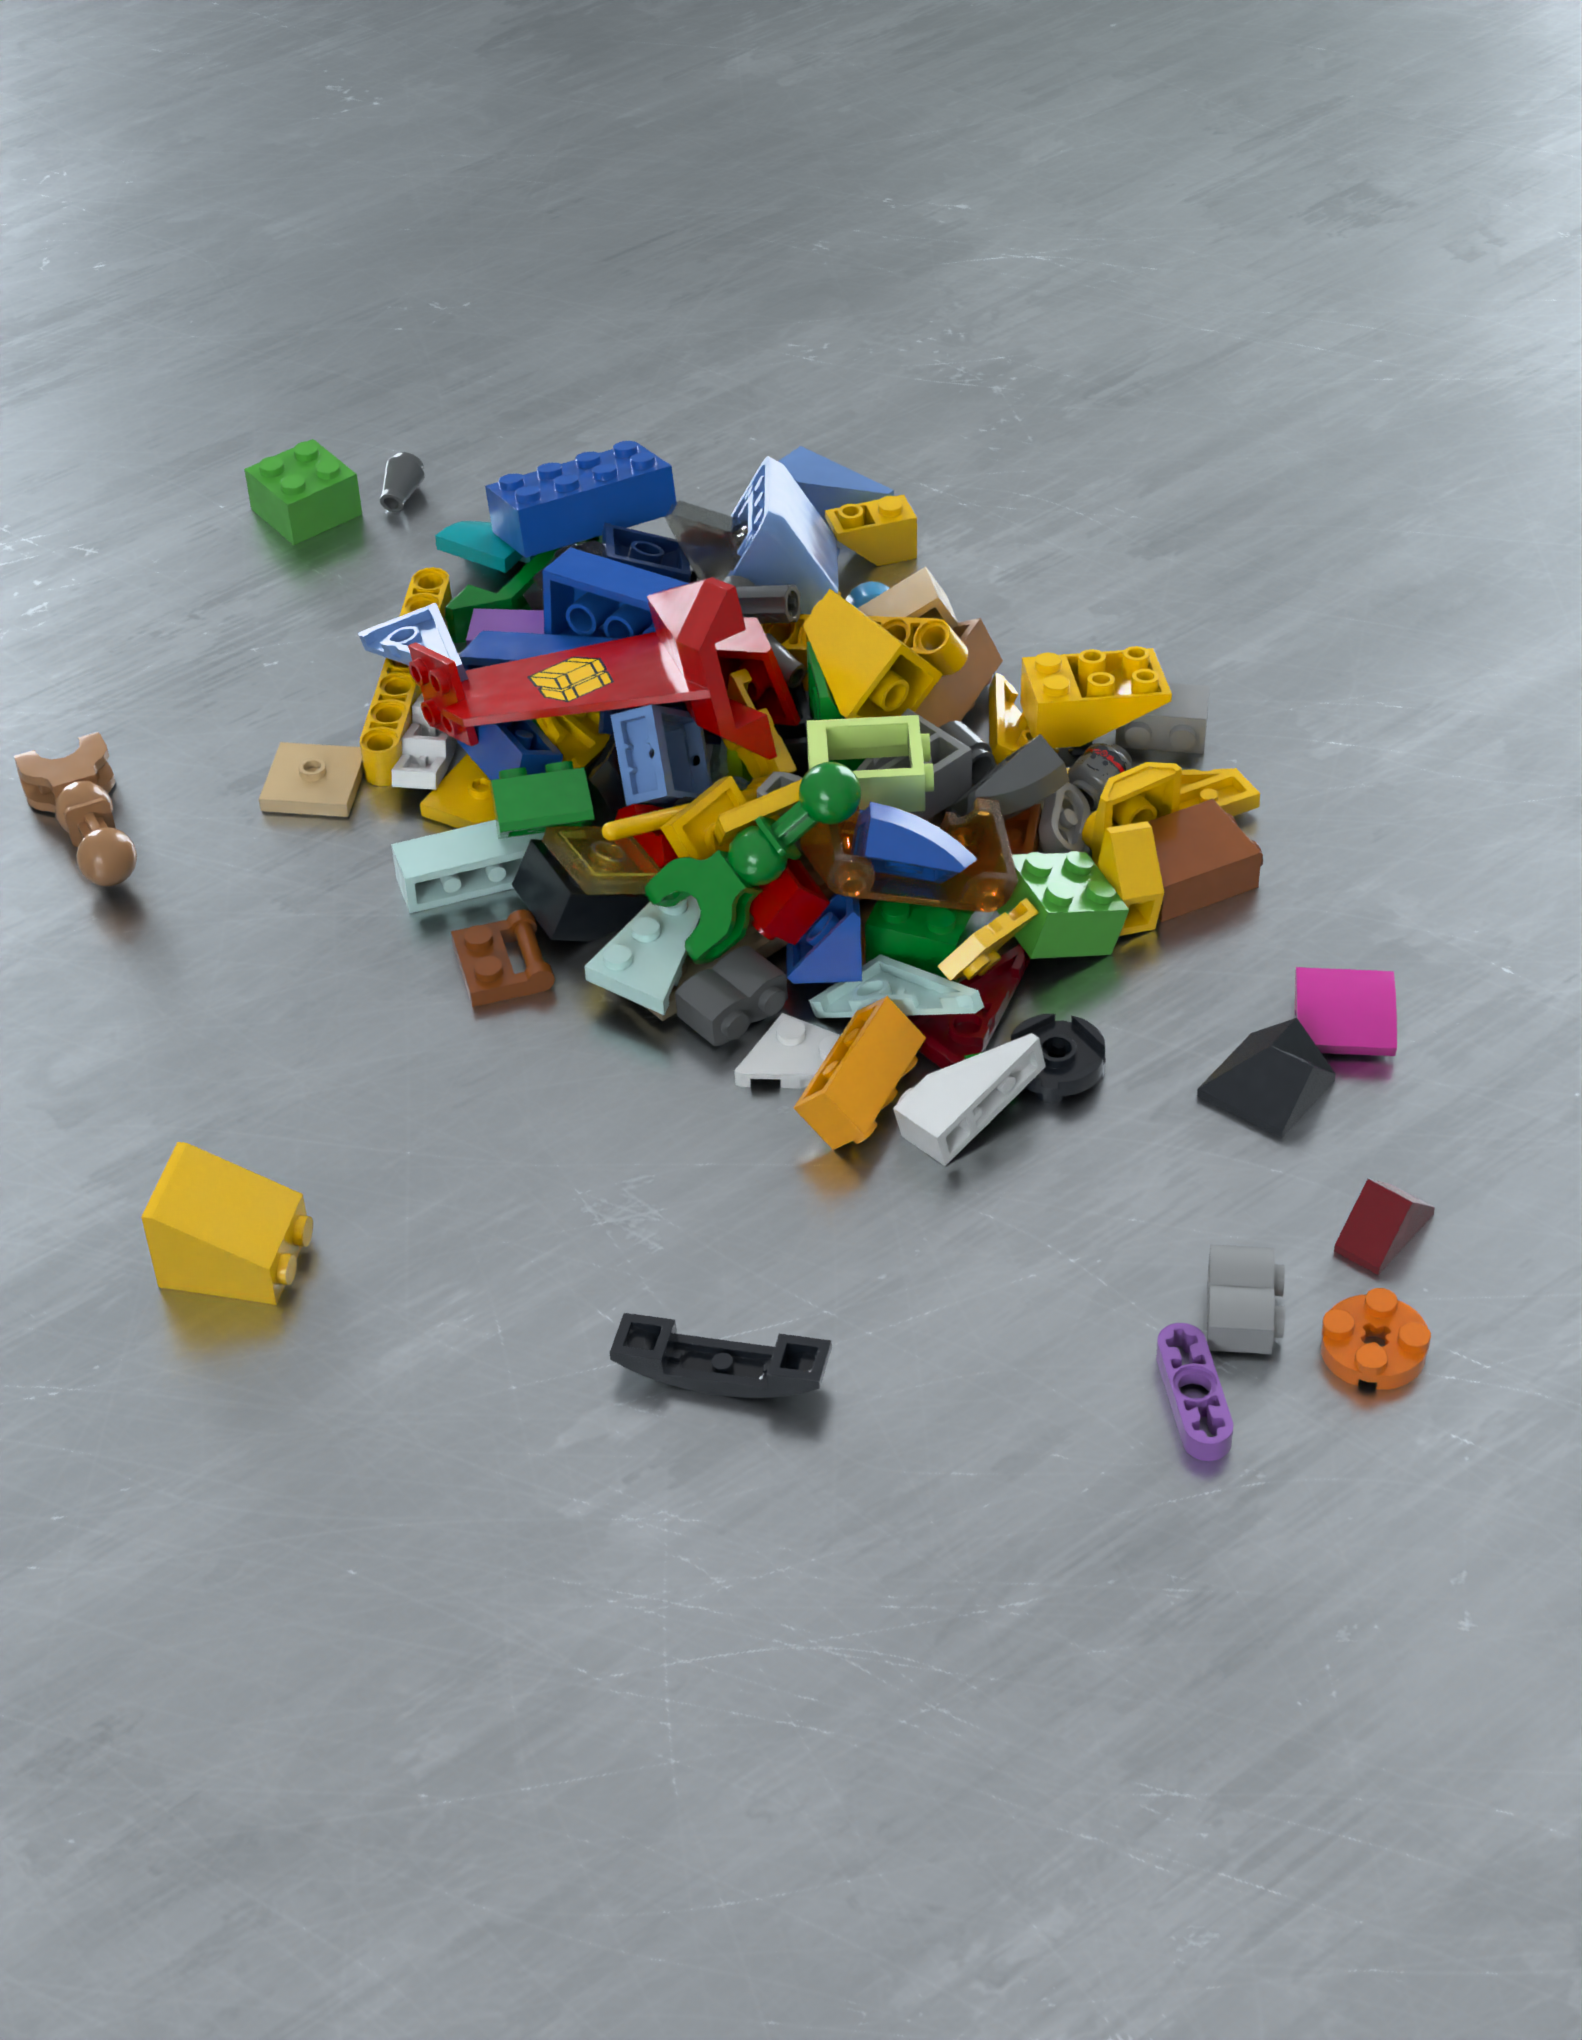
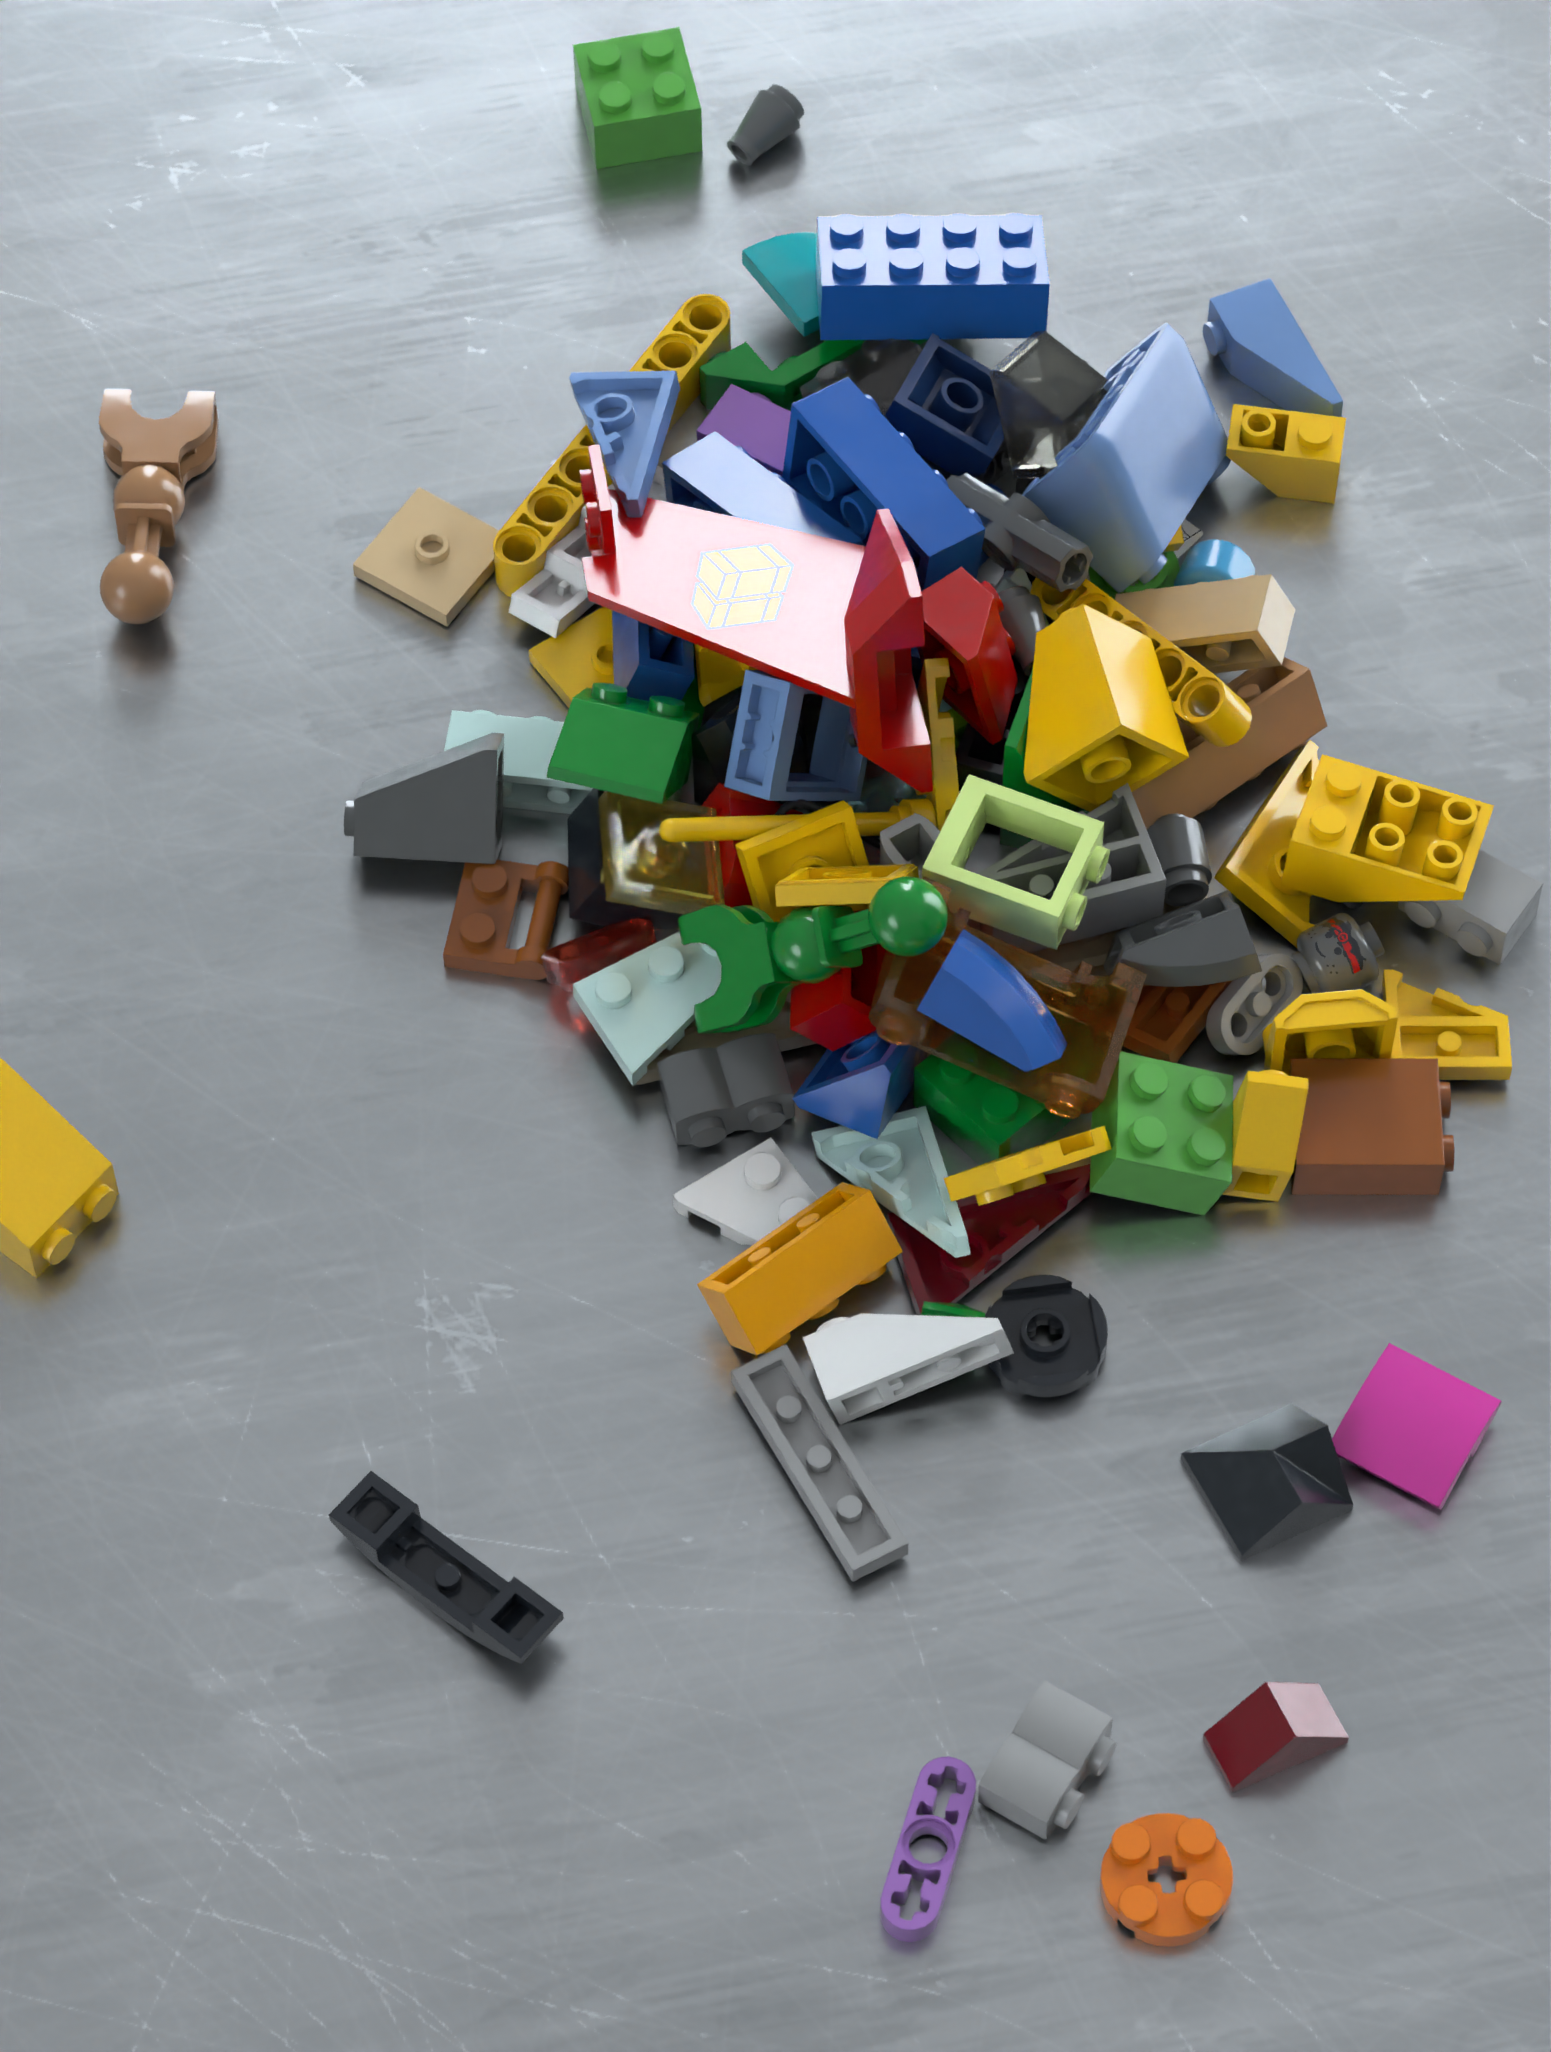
camera: 25 degrees right, 15 degrees up
(414, 902) = (434, 807): none -> dark grey slope
(571, 961) = (595, 951): none -> clear red plate
(951, 1187) = (819, 1462): none -> light grey plate

